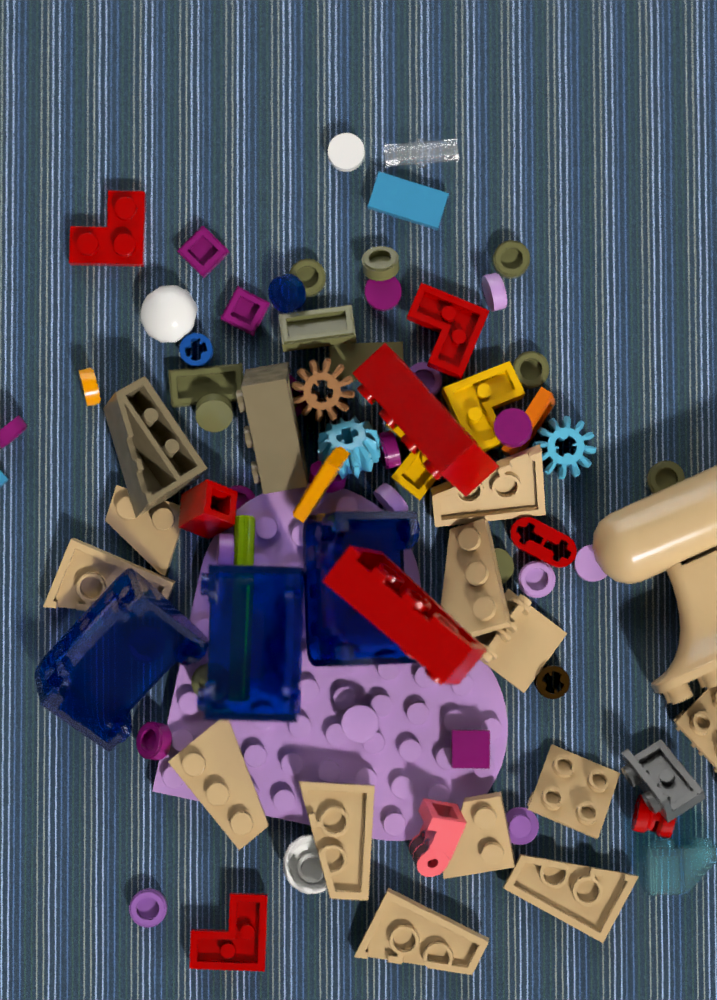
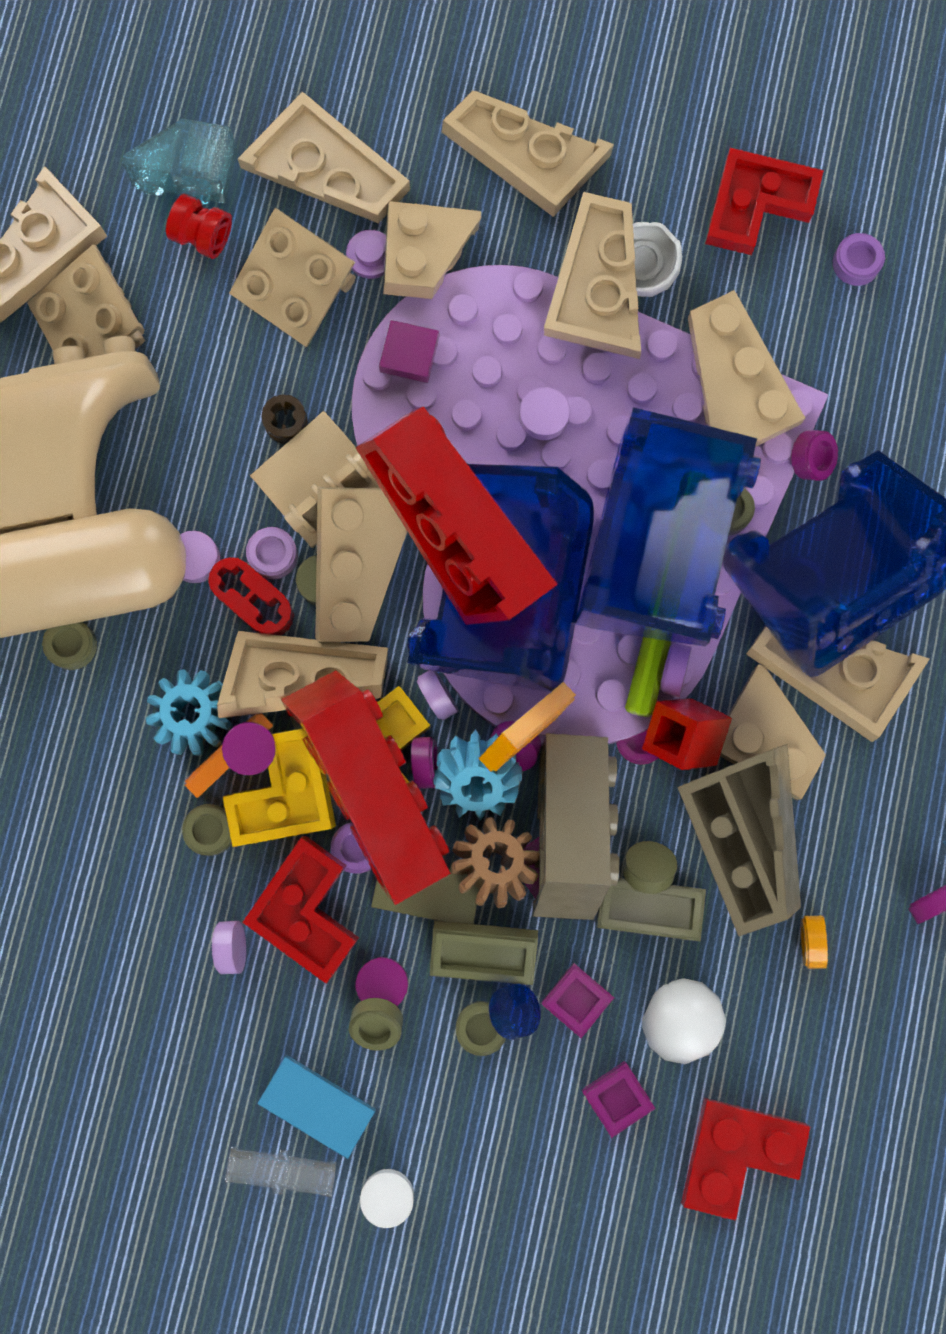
camera: 165 degrees left, 5 degrees down
(186, 343) = (666, 973): blue bush -> none
(438, 836) = (480, 252): coral leg -> none
(511, 259) = (195, 989): olive tile -> none
(663, 779) = (174, 261): dark grey bracket -> none

